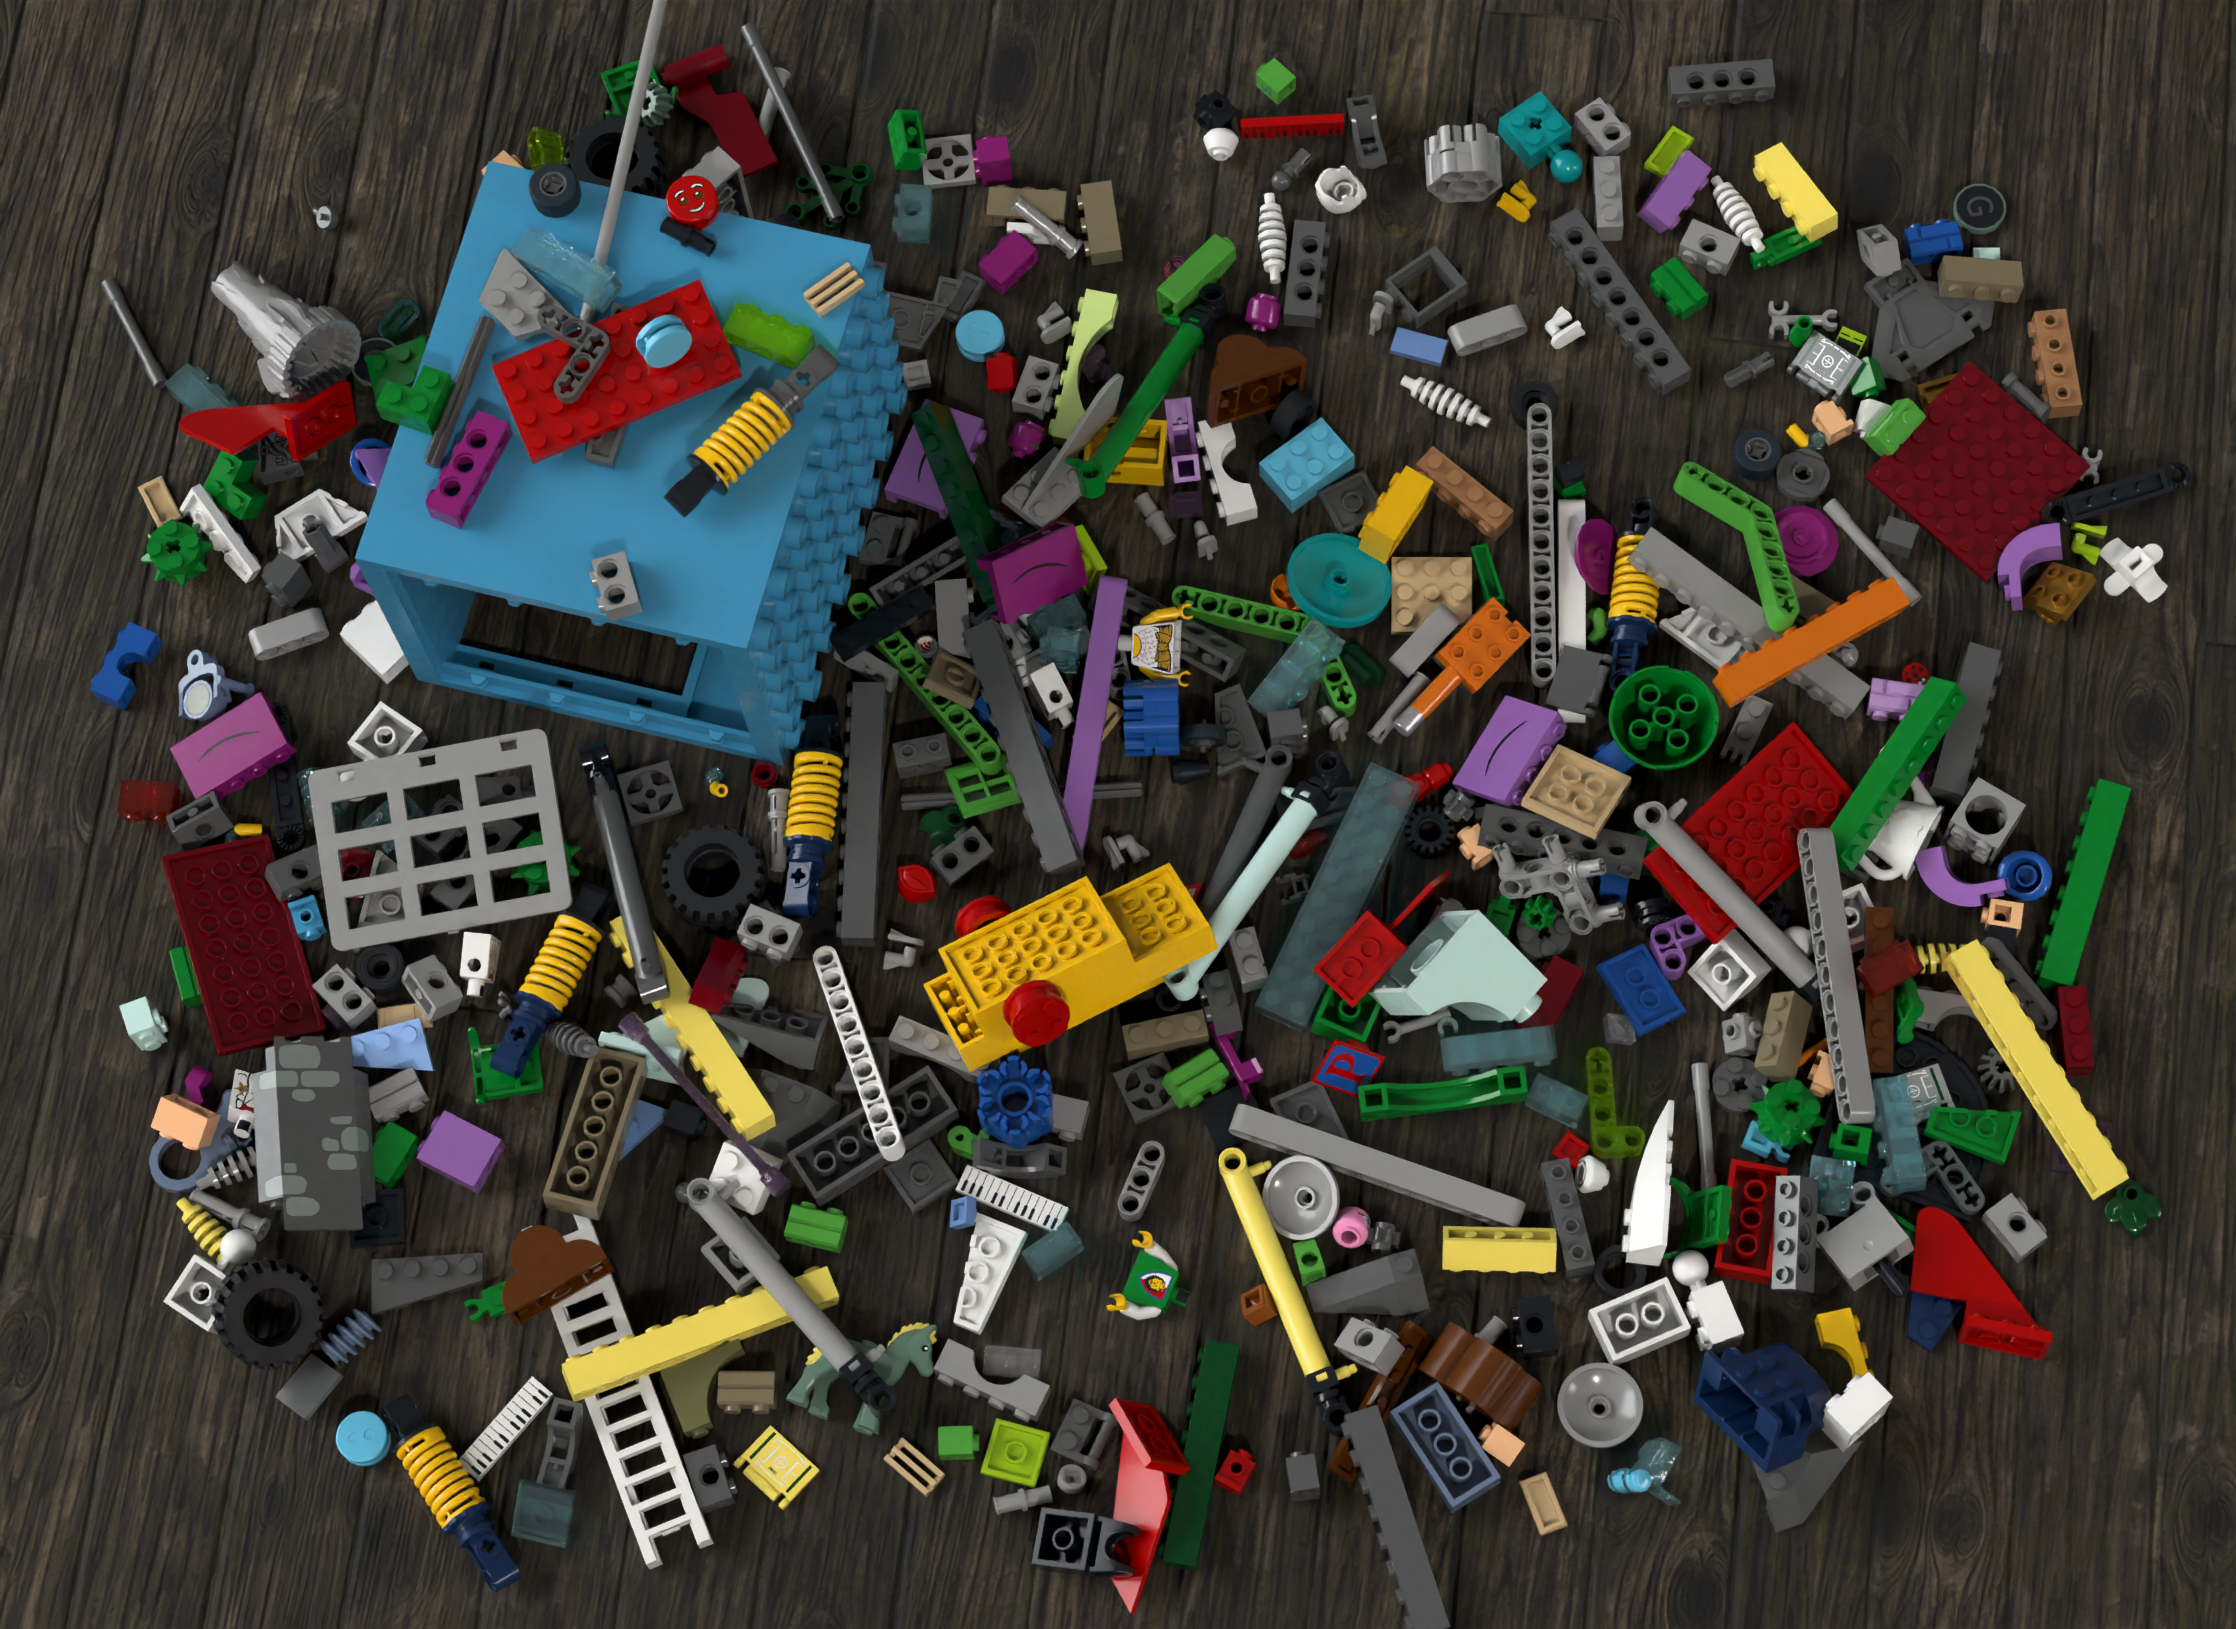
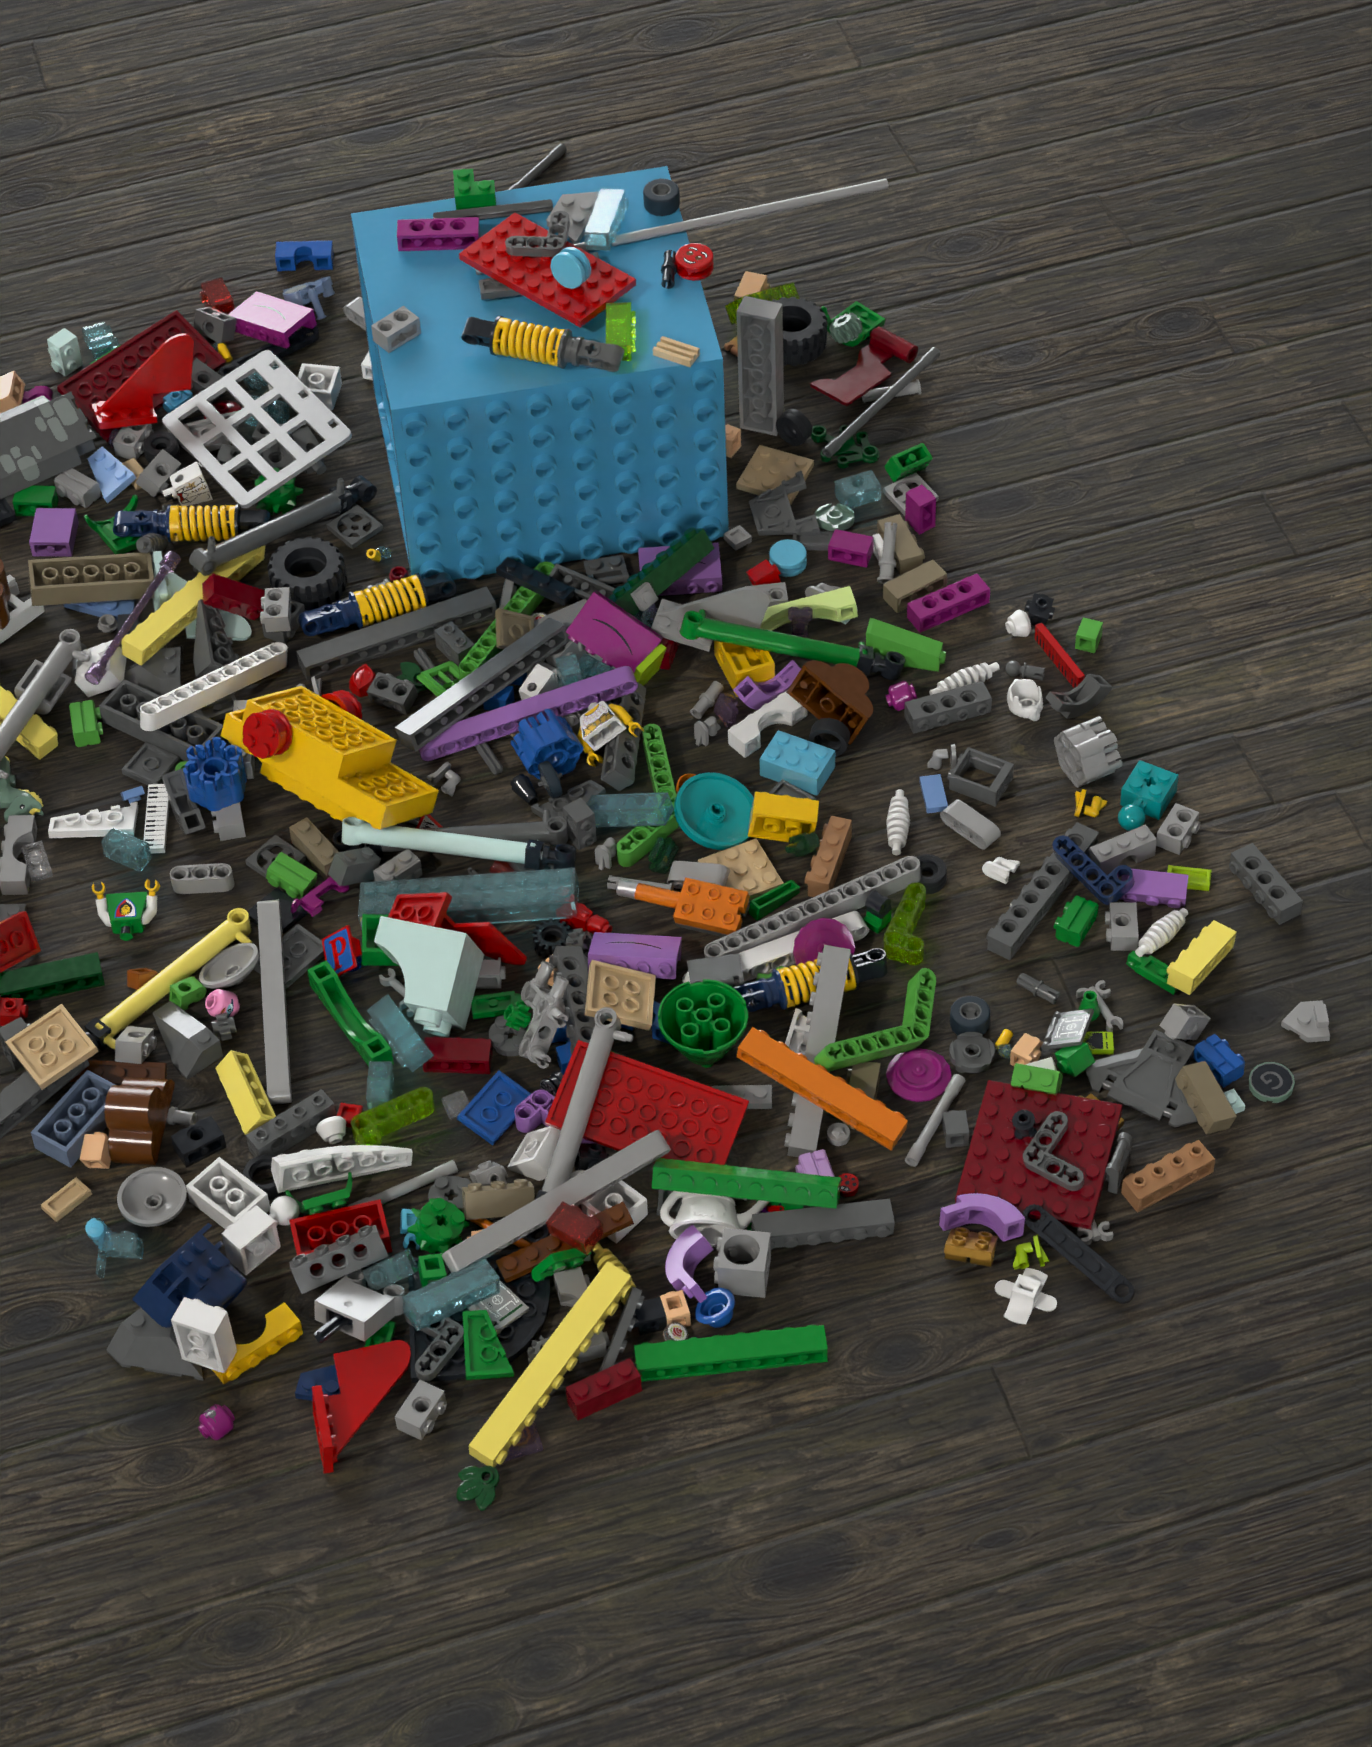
camera: 60 degrees right, 20 degrees down
(136, 973) = (99, 339): none -> clear light blue brick
(311, 974) = (164, 371): none -> red piece
(656, 1136) = (107, 623): none -> light grey plate
(942, 257) = (834, 517): none -> sand green tile
(988, 513) = (644, 596): none -> light grey plate
(1146, 238) = (948, 603): none -> magenta brick
(1356, 1437) = (51, 1046): none -> tan plate
(1435, 512) = (802, 844): none -> clear green piece
(1597, 455) = (898, 938): none -> clear neon green beam
(1632, 240) = (1089, 868): none -> dark blue beam
(1919, 133) = (1309, 1021): none -> light grey plate
(1937, 1446) = (216, 1422): none -> magenta head
(1946, 472) = (1024, 1124): none -> black brick
(1998, 467) = (1045, 1157): none -> dark grey beam
(2032, 930) = (675, 1331): none -> tile

